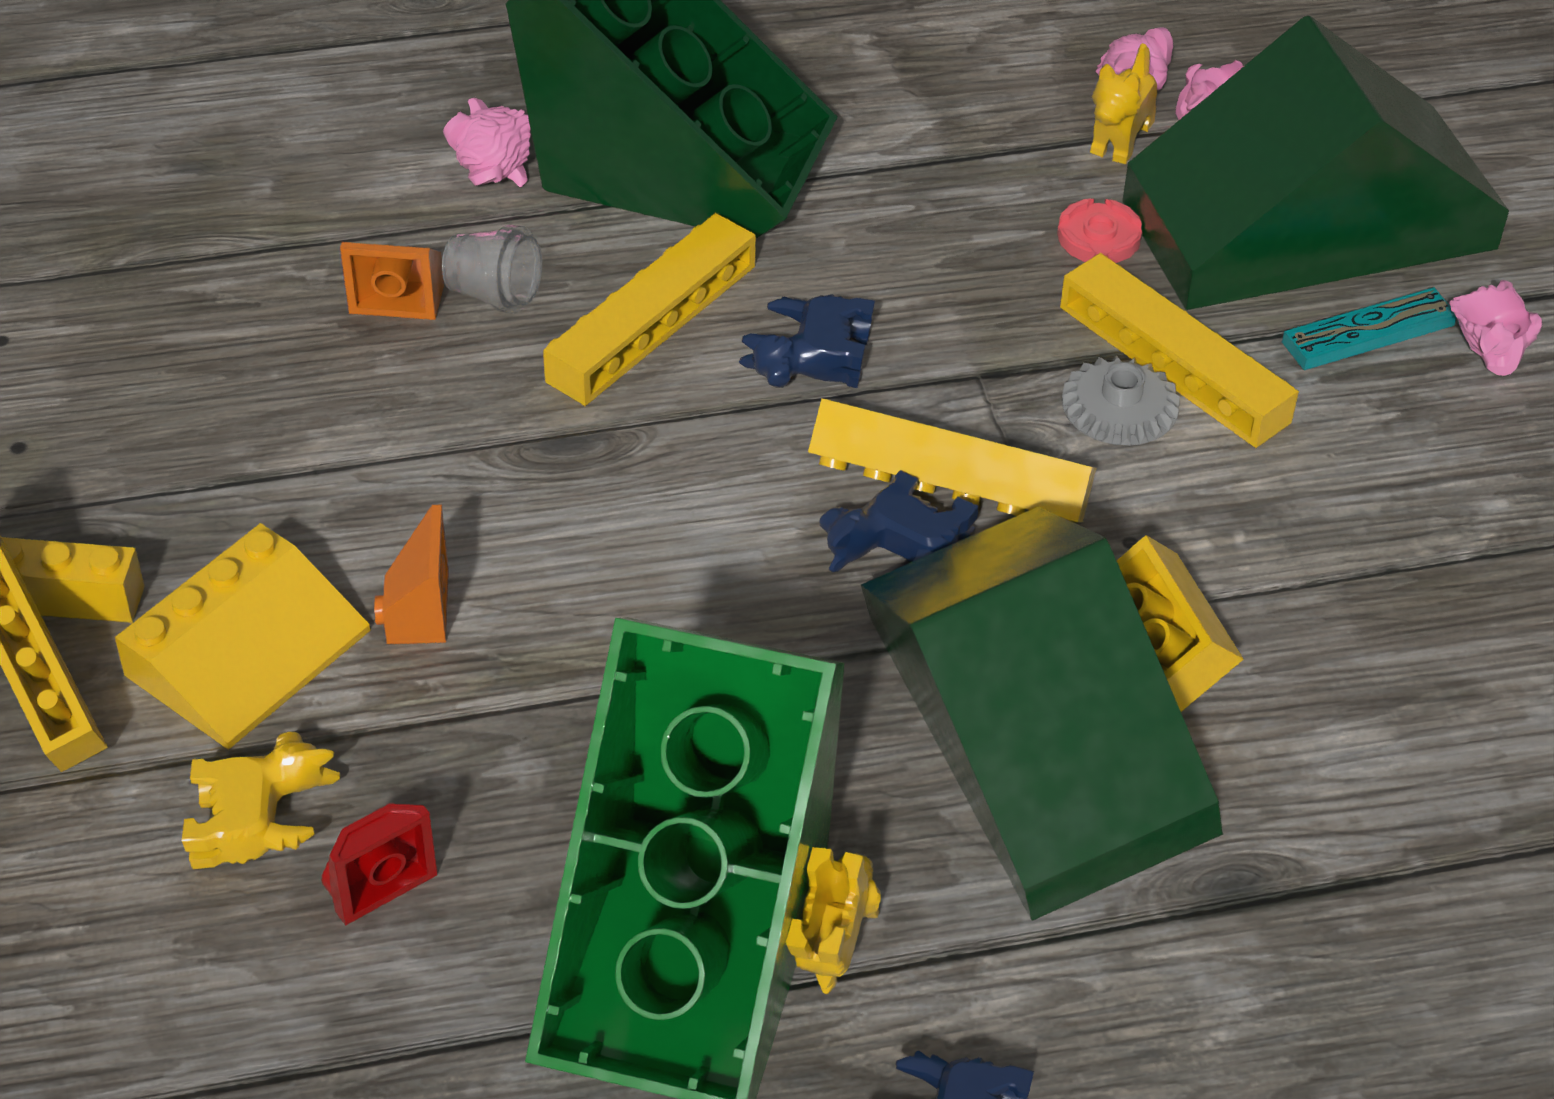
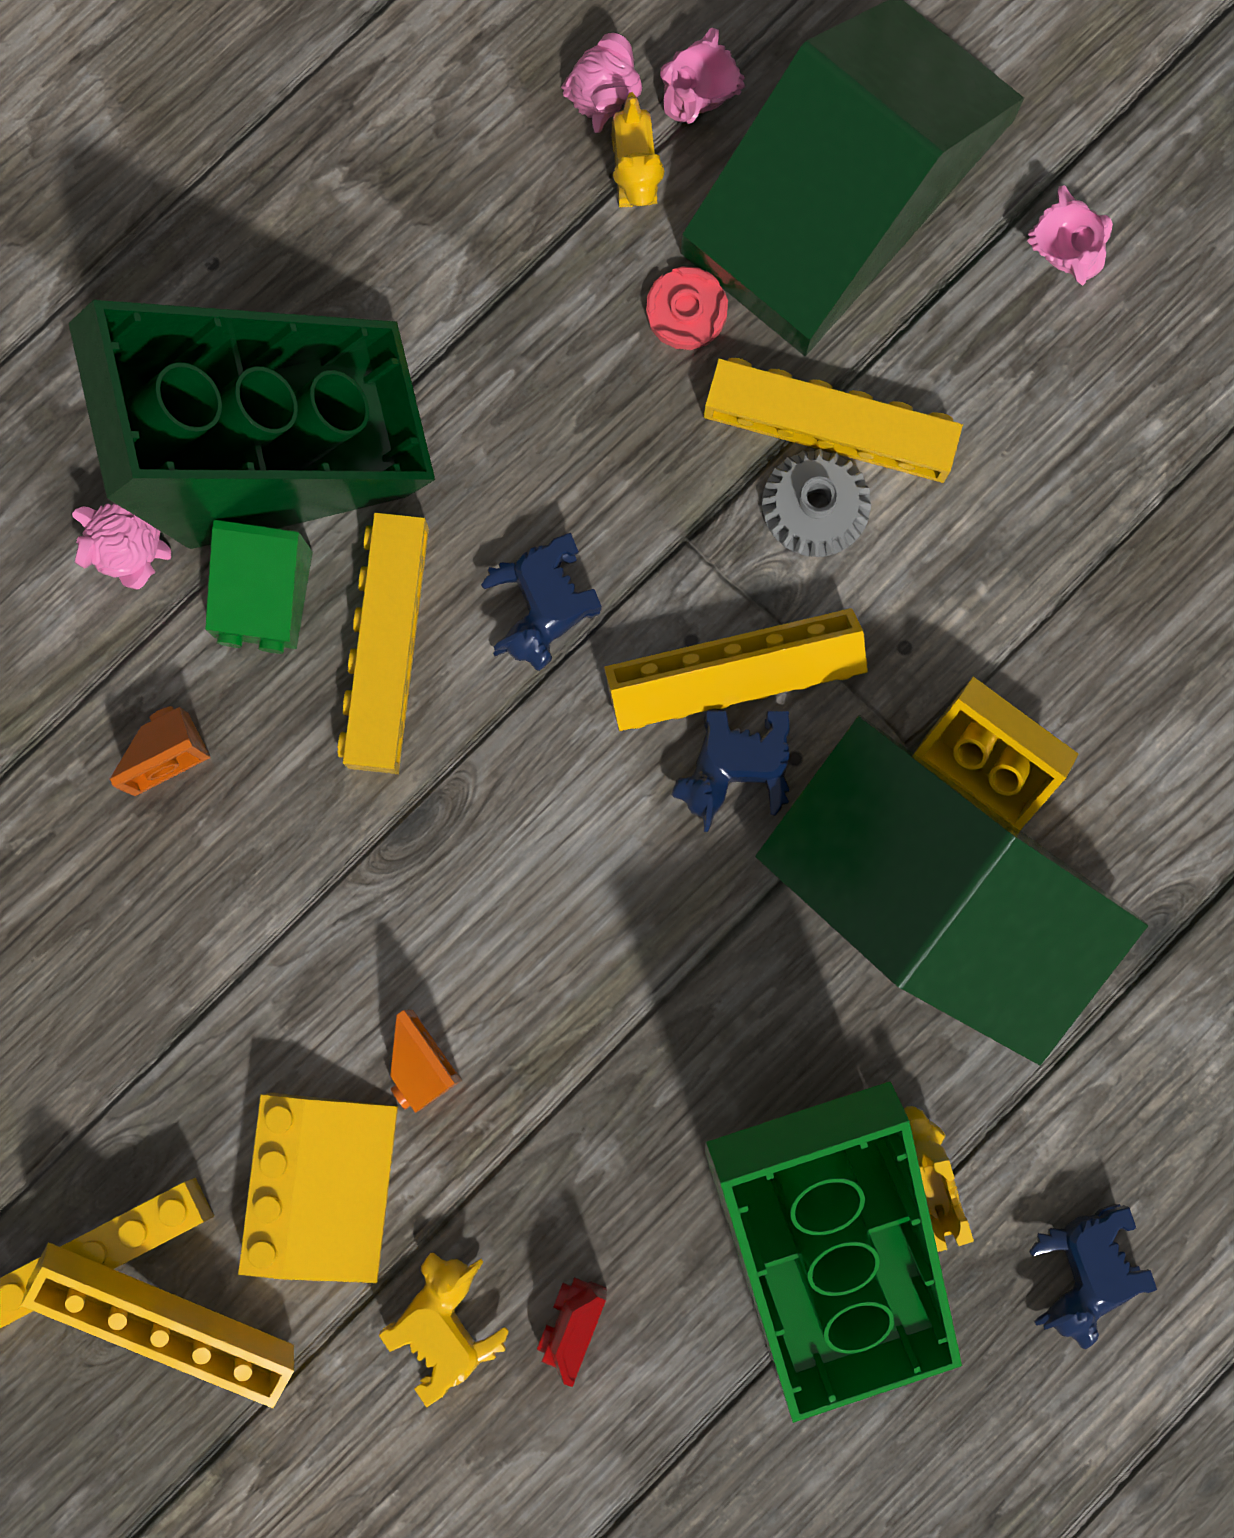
camera: 30 degrees left, 35 degrees up
(494, 266) = (232, 690): clear piece -> none
(582, 211) = (256, 586): none -> green slope
(1368, 328) = (964, 291): teal tile -> none

